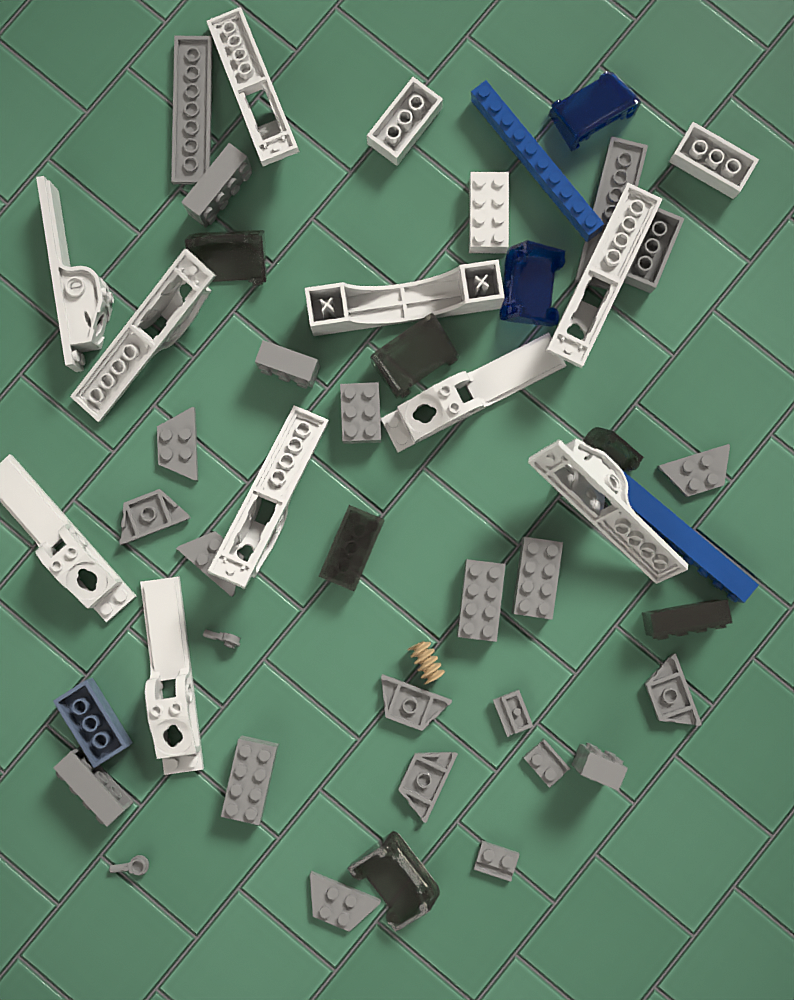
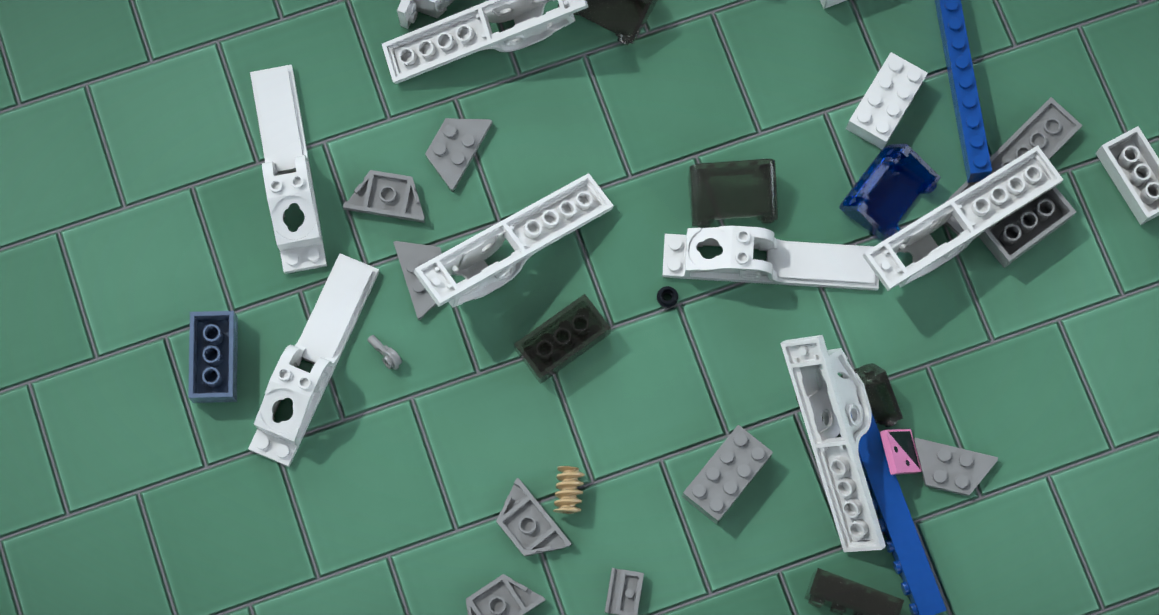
camera: 30 degrees right, 10 degrees down
(93, 786) = (176, 416): light grey brick -> none
(138, 866) = (168, 521): light grey plate -> none
(249, 780) = (327, 502): light grey brick -> none
(287, 364) = (605, 130): light grey brick -> none
(354, 307) = (807, 155): white arch -> none
(360, 413) = (648, 217): light grey brick -> none
(411, 460) = (670, 291): none -> black plate
(481, 600) = (658, 463): light grey brick -> none
(593, 108) = (1047, 61): clear blue windscreen -> none
(656, 484) = (900, 451): none -> bright pink tile

